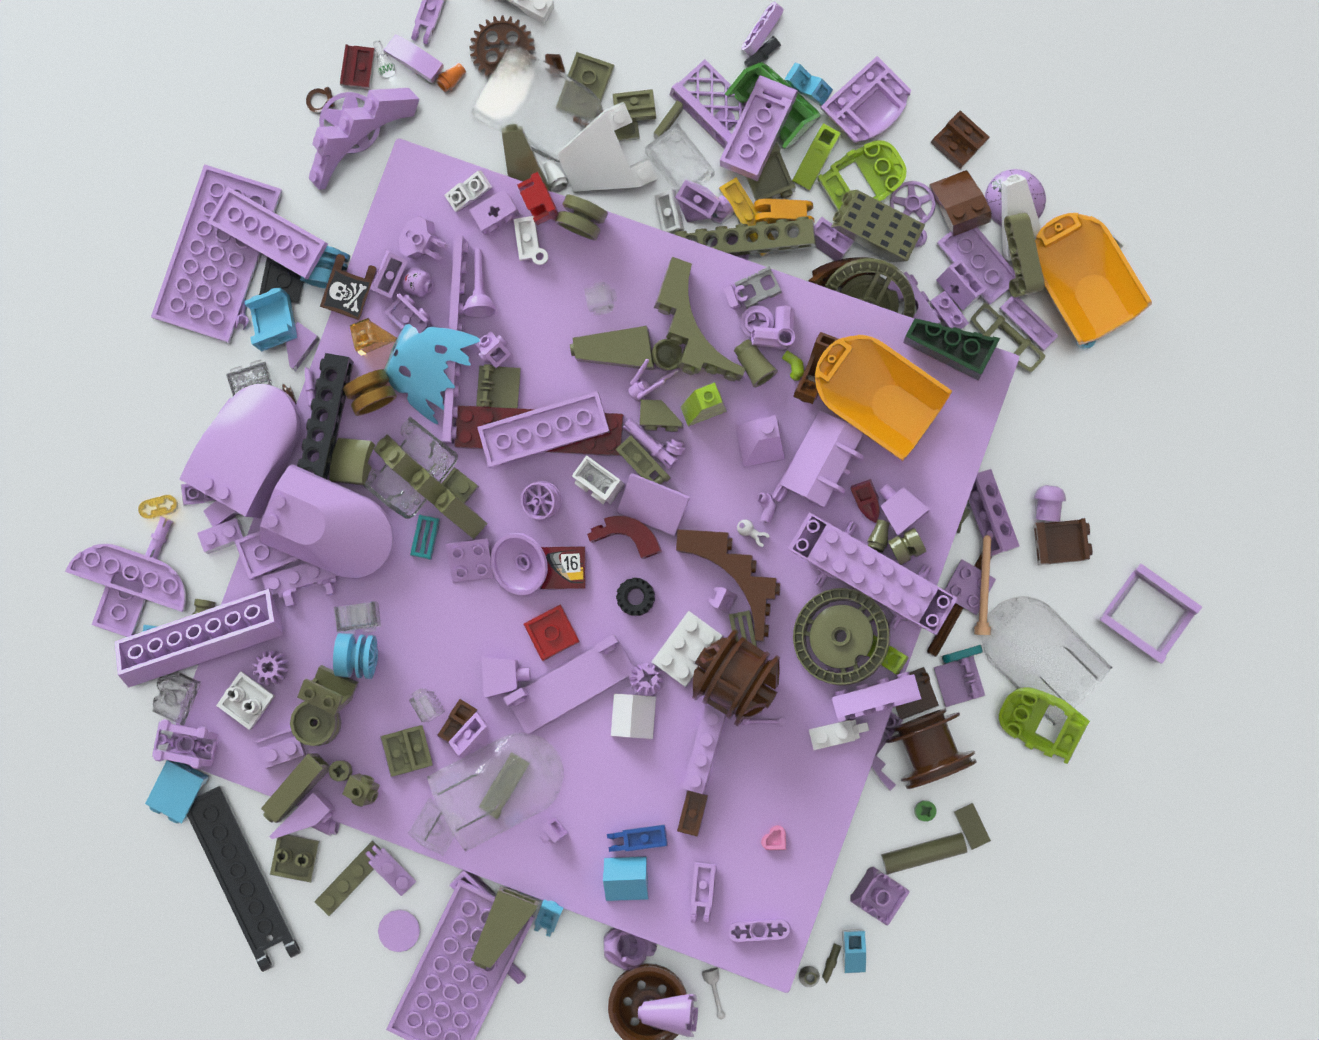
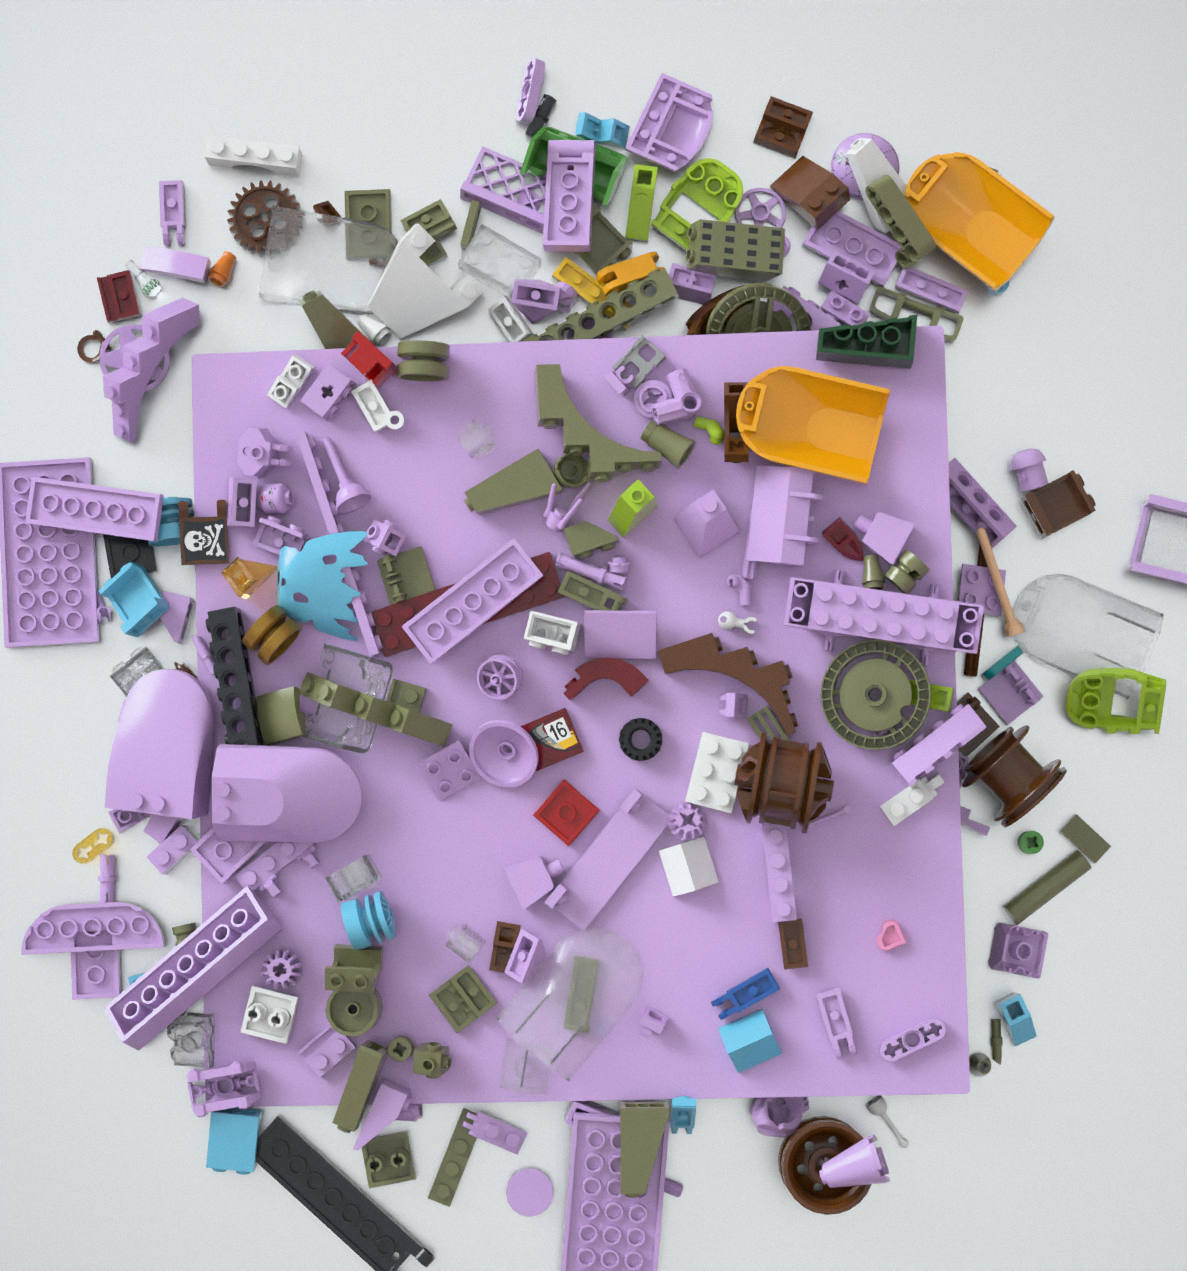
camera: 25 degrees left, 0 degrees up
(424, 541) = (388, 745): teal tile -> none

